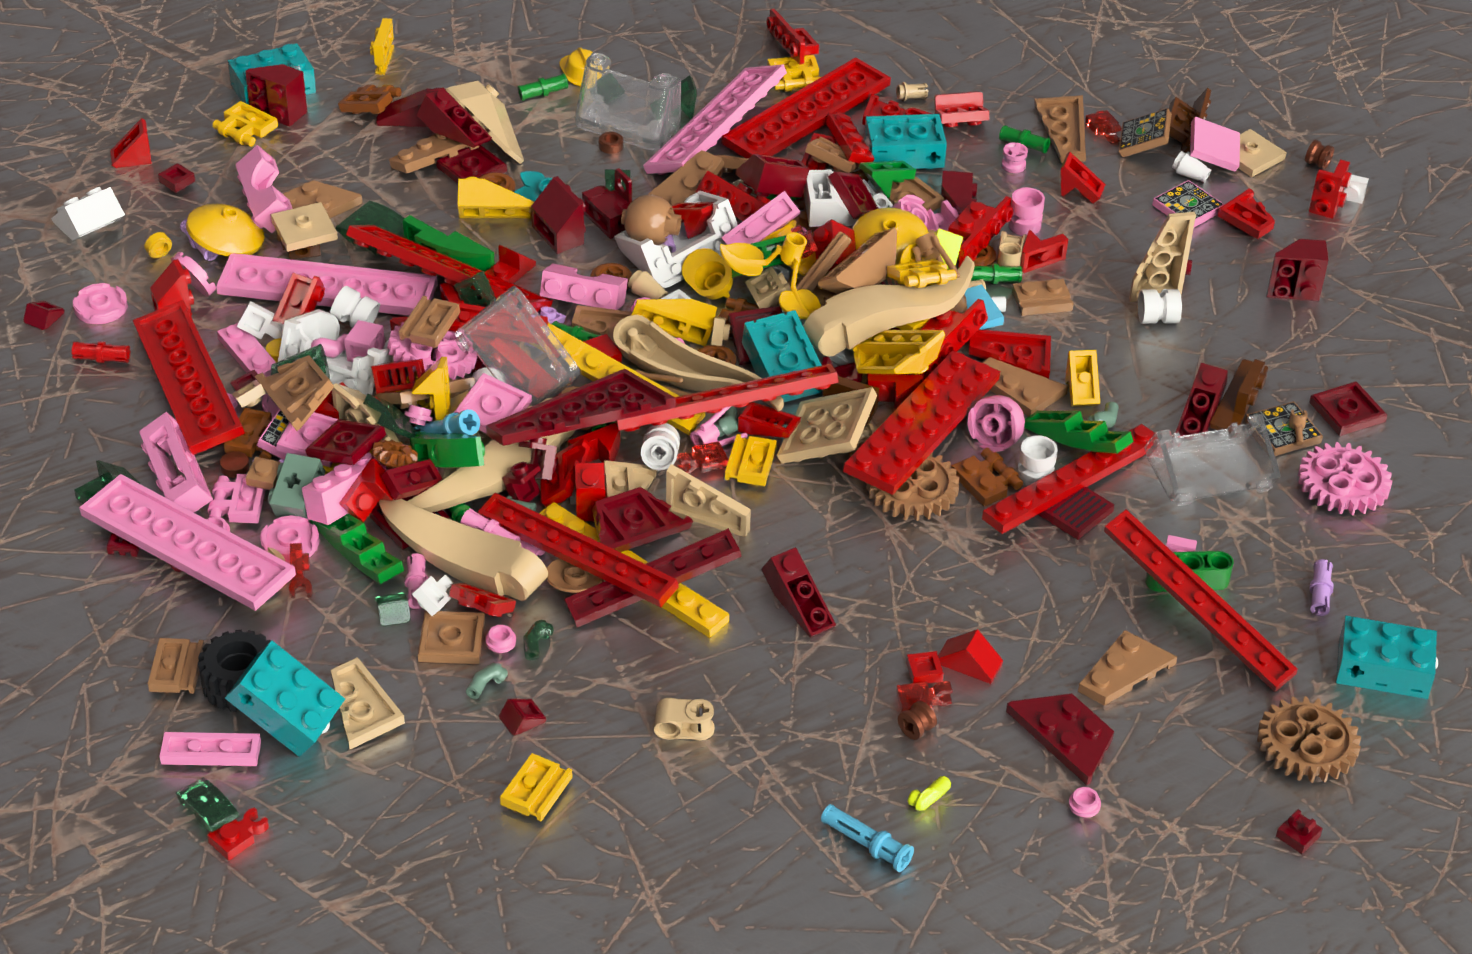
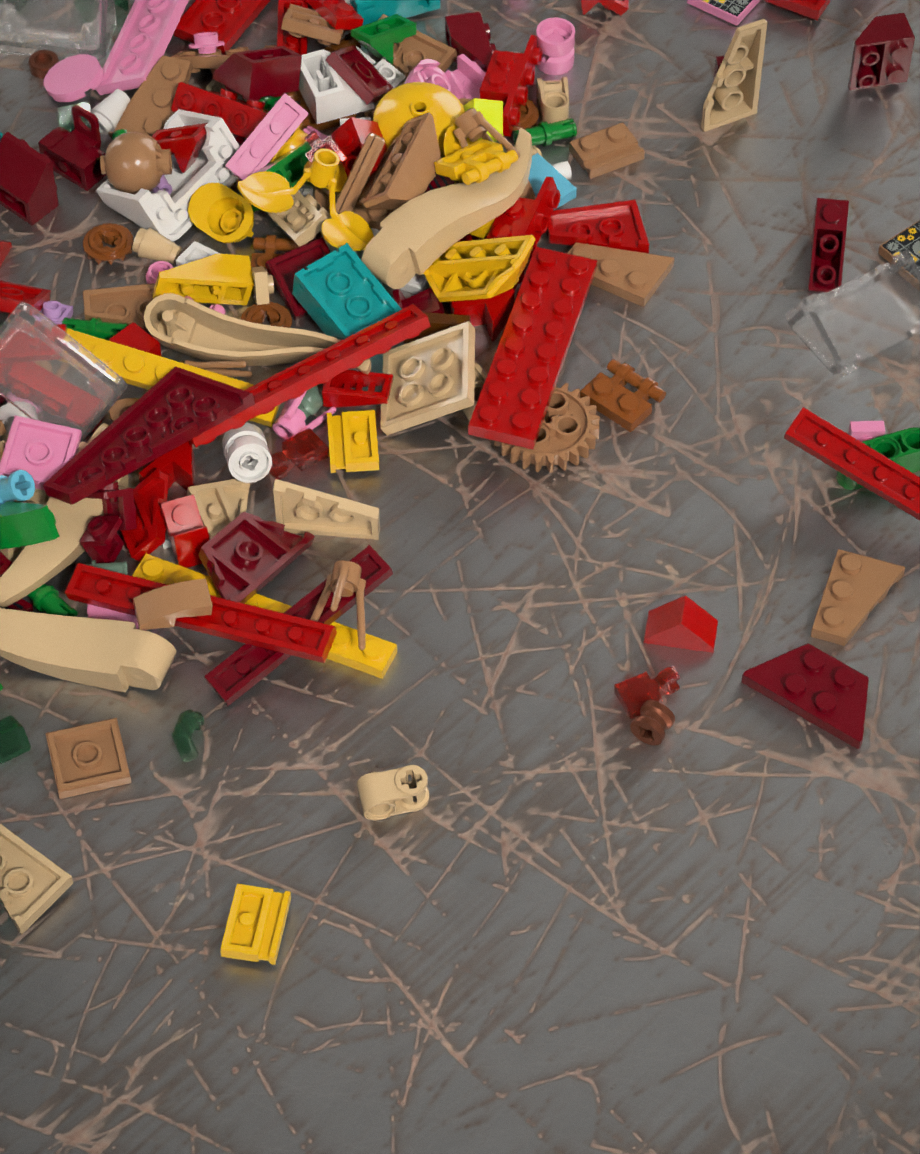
camera: 15 degrees left, 10 degrees up
(415, 577) = (22, 697): bright pink pin -> none
(432, 594) = (50, 713): white plate -> none
(481, 599) = (108, 703): red wing -> none
(483, 676) = (143, 800): sand green arm -> none
(492, 526) = (71, 606): bright pink pin -> none
(501, 639) = (147, 746): bright pink plate -> none
(521, 715) = (204, 836): dark red slope -> none
(560, 532) = (178, 600): none -> medium nougat slope
(566, 285) = (104, 268): bright pink arch -> none
(569, 577) = (200, 648): medium nougat dish -> none
(629, 154) = (73, 77): none -> bright pink tile
(647, 182) = (110, 111): none -> white cone
(696, 550) = (343, 582): none -> medium nougat plant
(742, 150) = (206, 42): none -> bright pink plate
(797, 592) = (466, 598): dark red slope -> none
(879, 843) = (663, 887): medium azure pin -> none
(924, 667) = (637, 654): red plate -> none
(931, 794) = (700, 808): neon yellow arm -> none
(996, 422) = (614, 326): bright pink cylinder -> none
(1036, 459) = (675, 364): white wheel -> none
(1044, 252) = (589, 94): red slope -> none
(1063, 483) = (716, 376): red plate -> none
(1071, 430) = (699, 315): green slope -> none
(1079, 512) = (730, 410): dark red tile -> none
(1083, 378) = (690, 245): yellow slope -> none
(1084, 802) = (866, 773): bright pink plate -> none
(1108, 415) = (728, 289): sand green arm -> none
(1158, 306) = (737, 134): white wheel -> none
(1240, 394) = (865, 224): reddish brown bracket -> none

